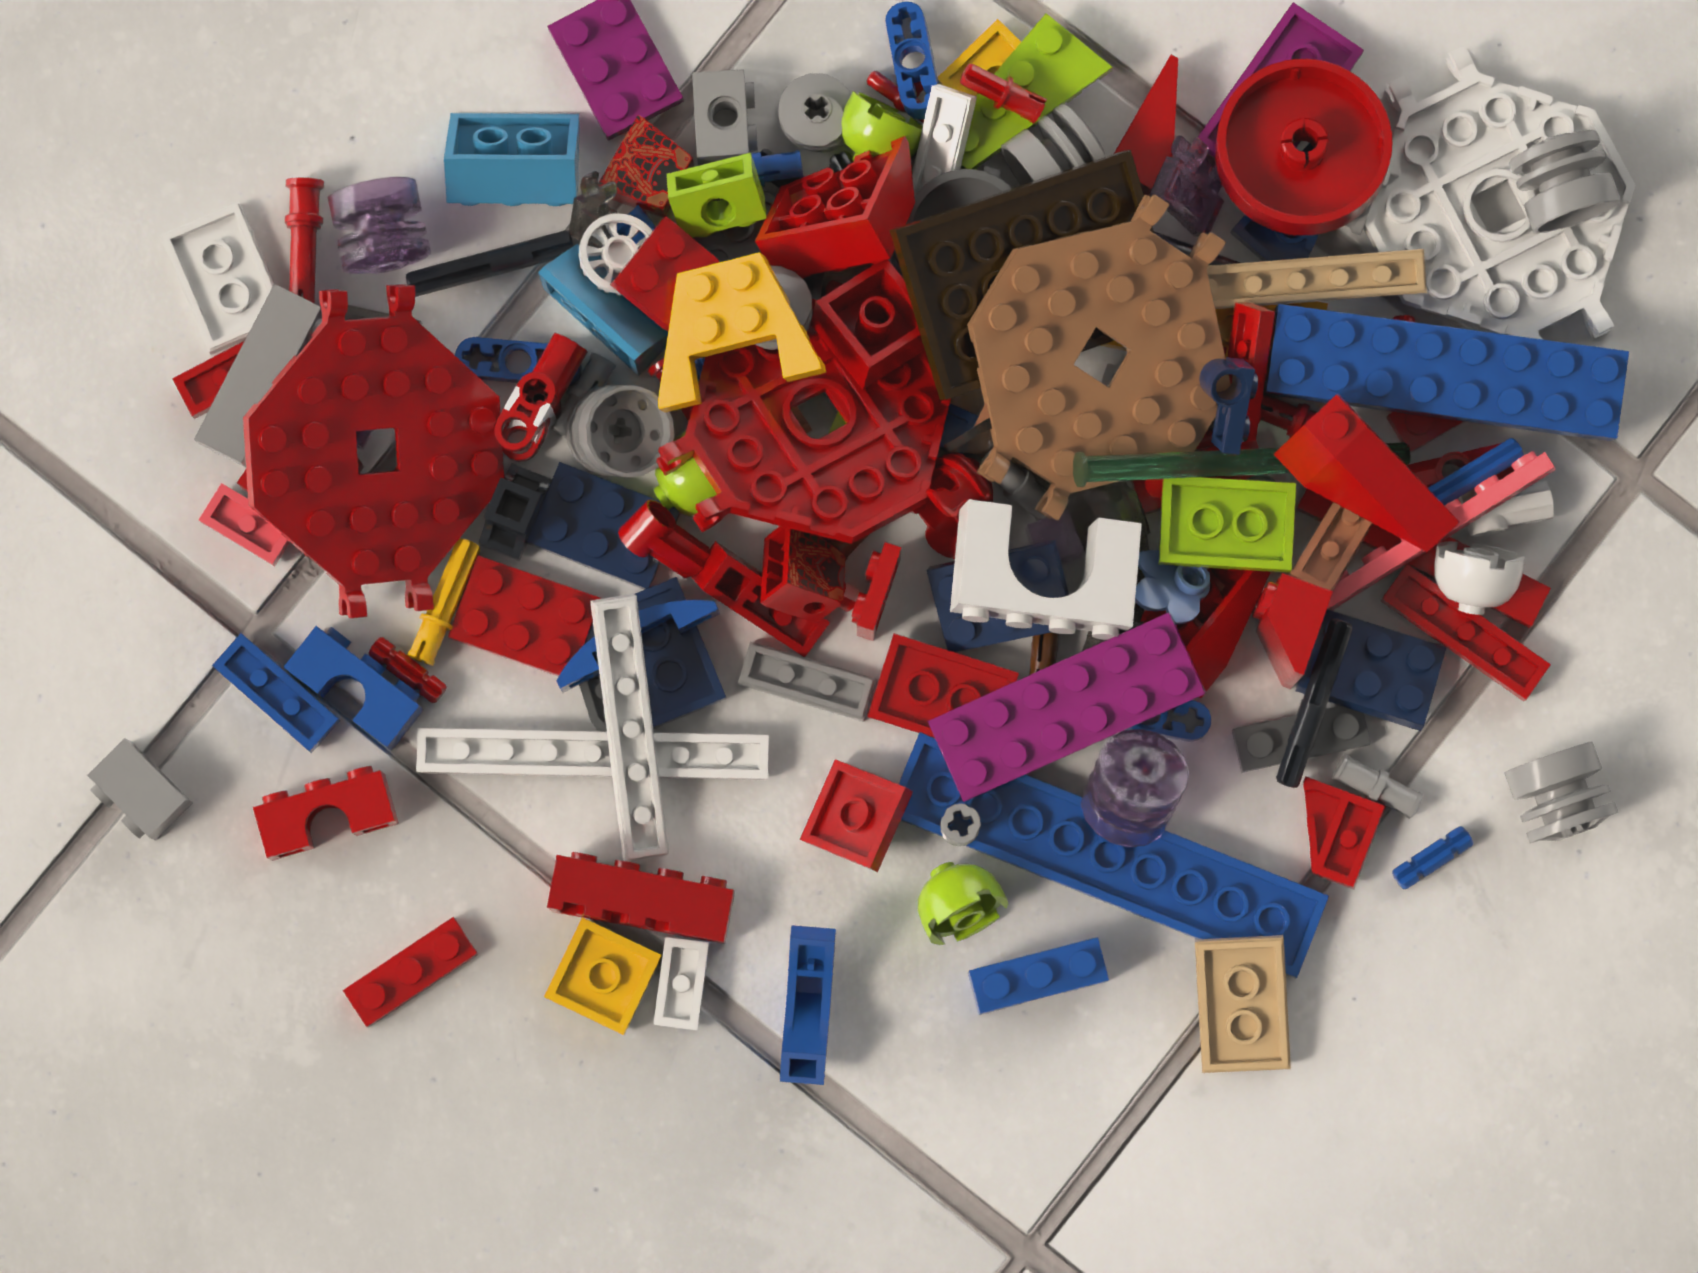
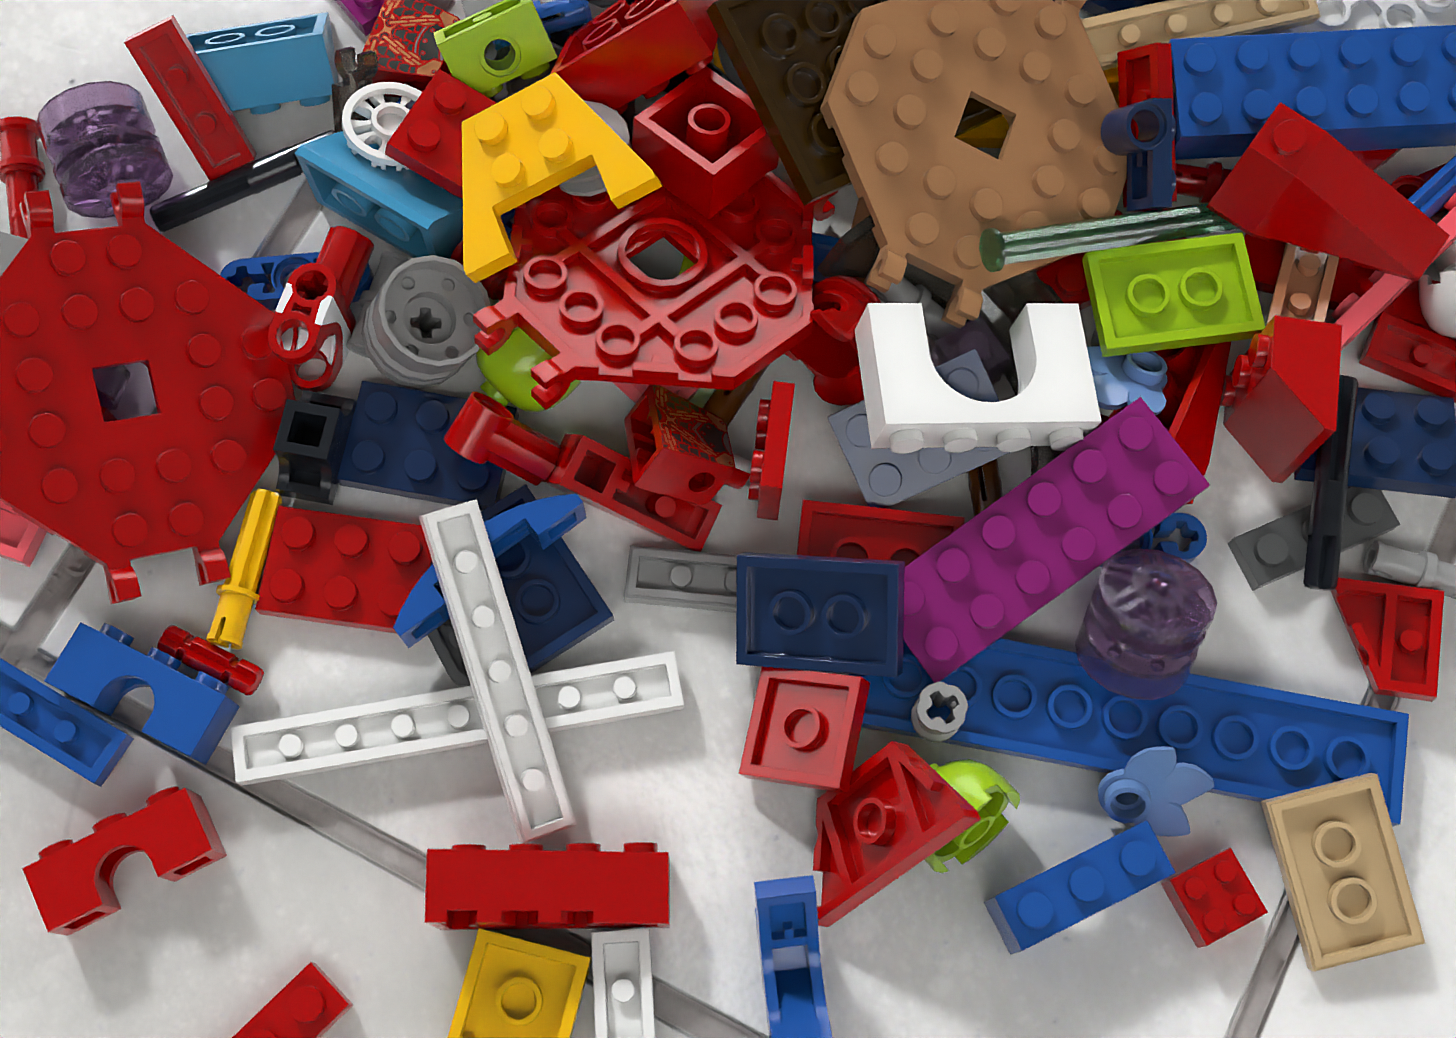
camera: 15 degrees left, 10 degrees down
(457, 196) = (190, 97): none -> red plate
(885, 730) = (820, 613): none -> dark blue plate
(896, 903) = (882, 827): none -> red wing
(1113, 917) = (1153, 790): none -> medium blue plate
(1141, 1004) = (1214, 898): none -> red piece

